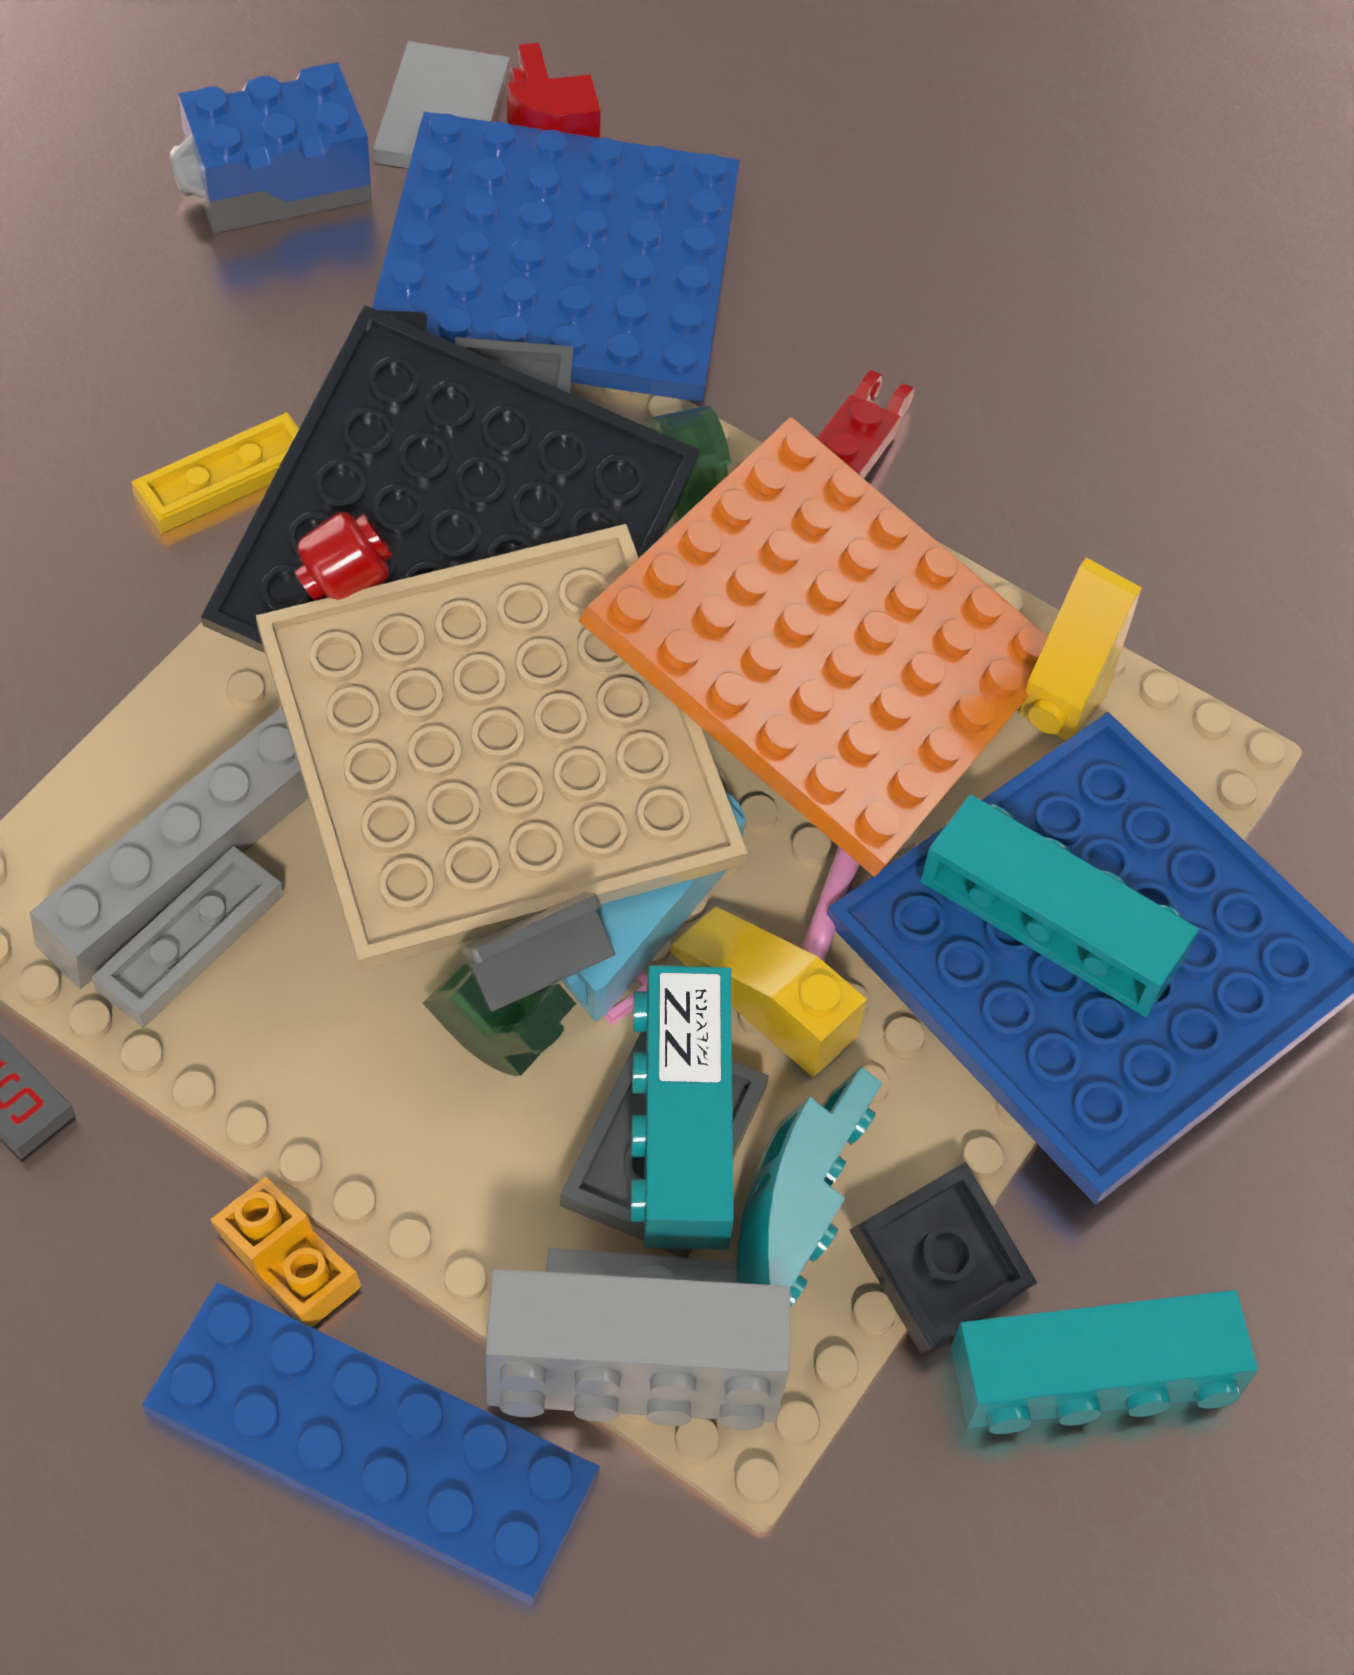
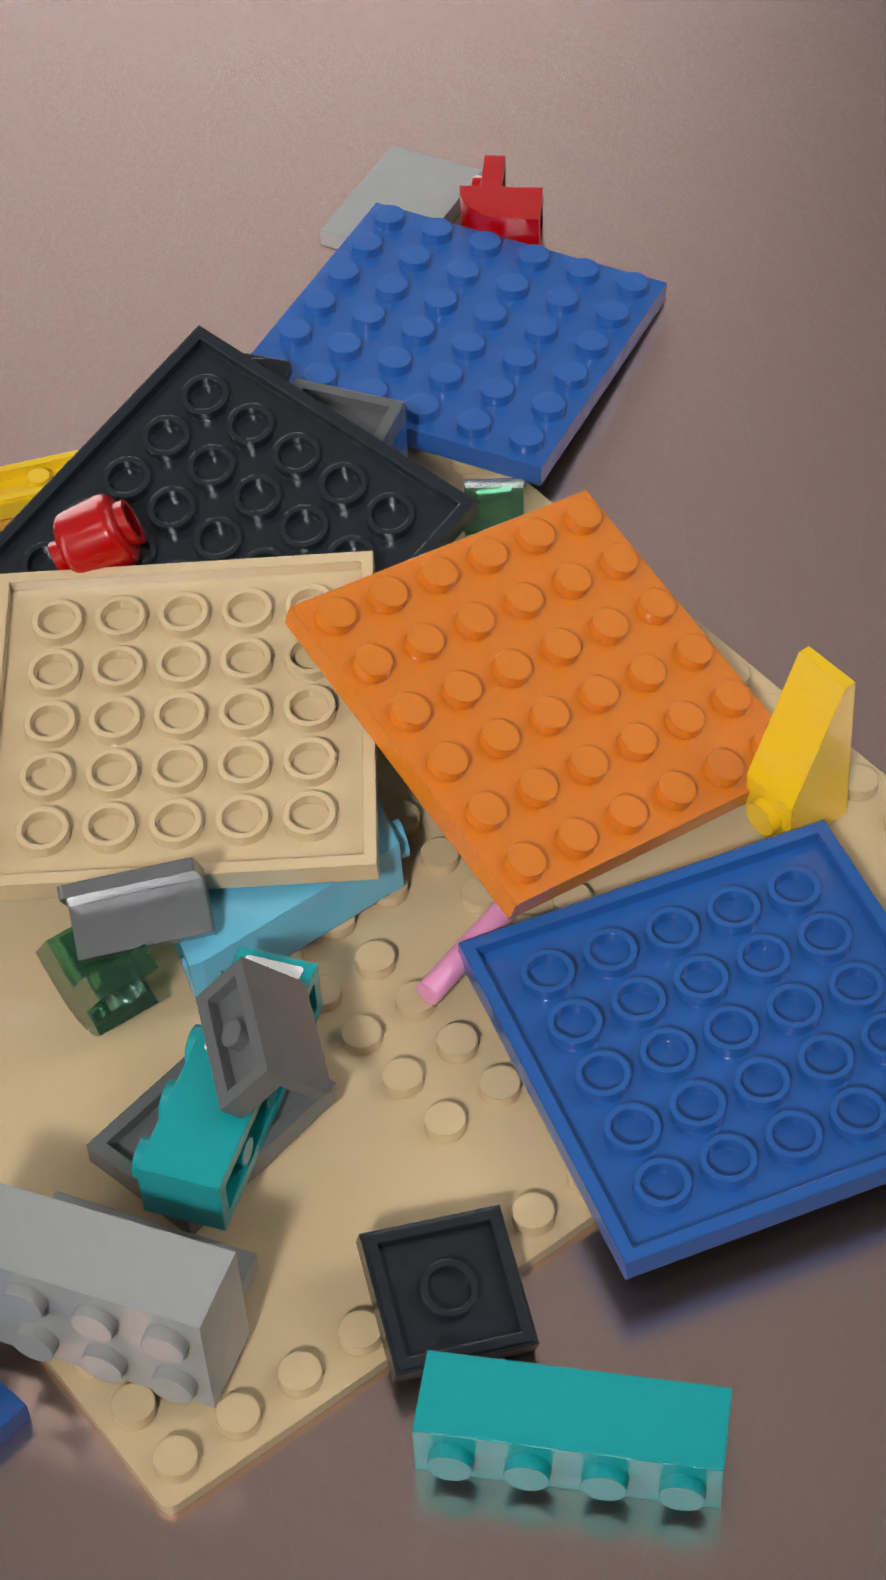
camera: 25 degrees right, 10 degrees down
(273, 149) = (220, 214): blue piece -> none
(717, 1062) = (260, 1037): none -> dark grey panel
(778, 987) = (381, 1012): yellow slope -> none
(791, 1190) = (316, 1179): teal slope -> none
(862, 428) = (692, 531): red hinge -> none
(1058, 904) = (686, 980): teal brick -> none

